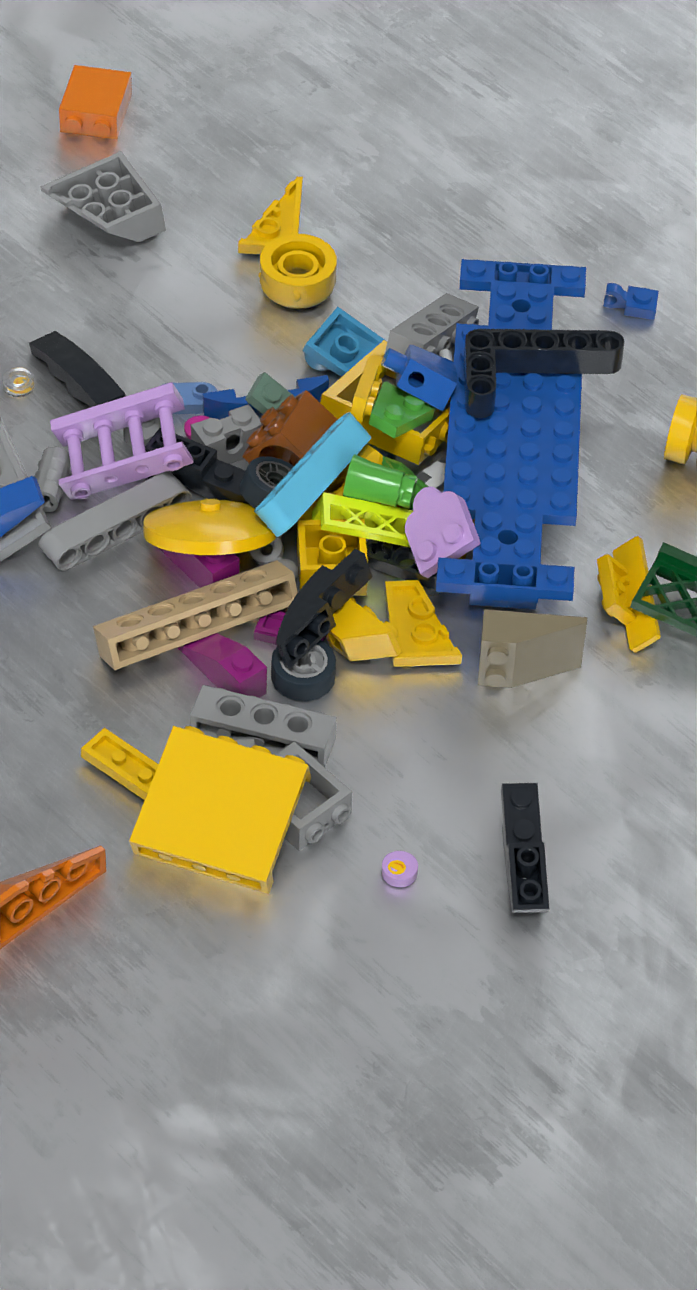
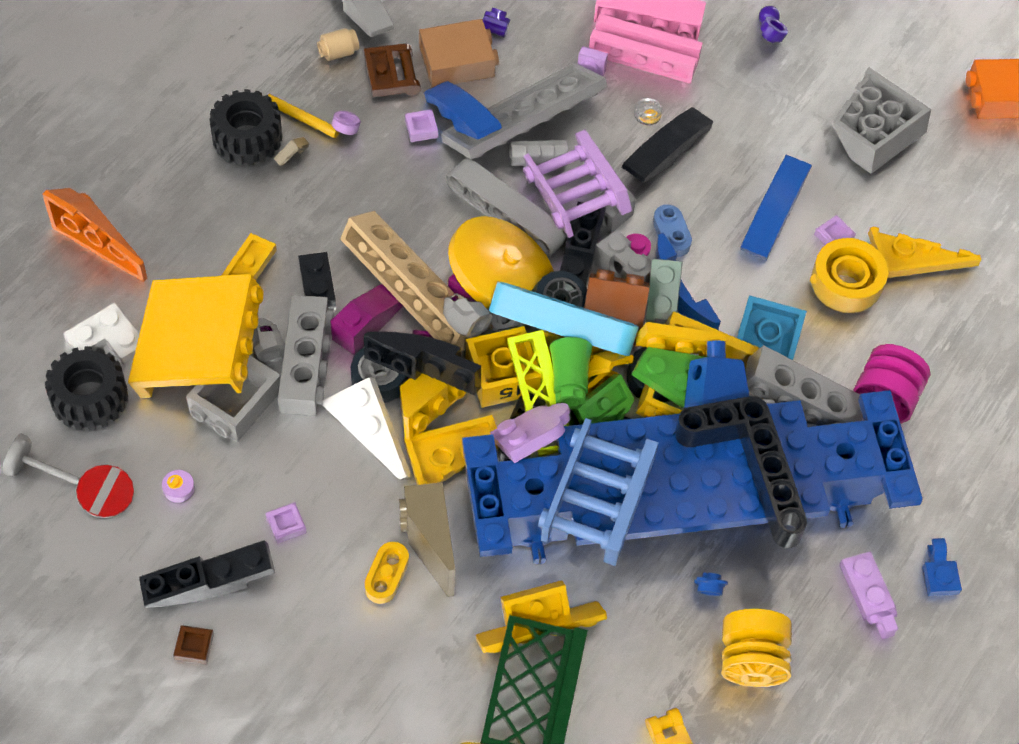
camera: 75 degrees right, 10 degrees up
(158, 706) = (317, 276): none -> black plate
(169, 909) = (104, 328): none -> white plate
(192, 308) = (775, 207): none -> blue slope
(230, 277) = (833, 230): none -> lavender tile
(257, 903) = (81, 368): none -> black tyre
(273, 559) = (466, 315): none -> light grey rock
(357, 685) = (366, 417): none -> white wing
(385, 938) = (100, 491): none -> piece
(431, 267) = (895, 370): none -> dark pink wheel
(467, 782) = (286, 523): none -> lavender tile
(546, 453) = (620, 513): none -> medium blue fence
(552, 703) = (385, 574): none -> yellow plate
(596, 882) = (193, 644): none -> reddish brown tile
(617, 459) = (710, 584): none -> blue plate
(655, 353) = (870, 592): none -> lavender hinge

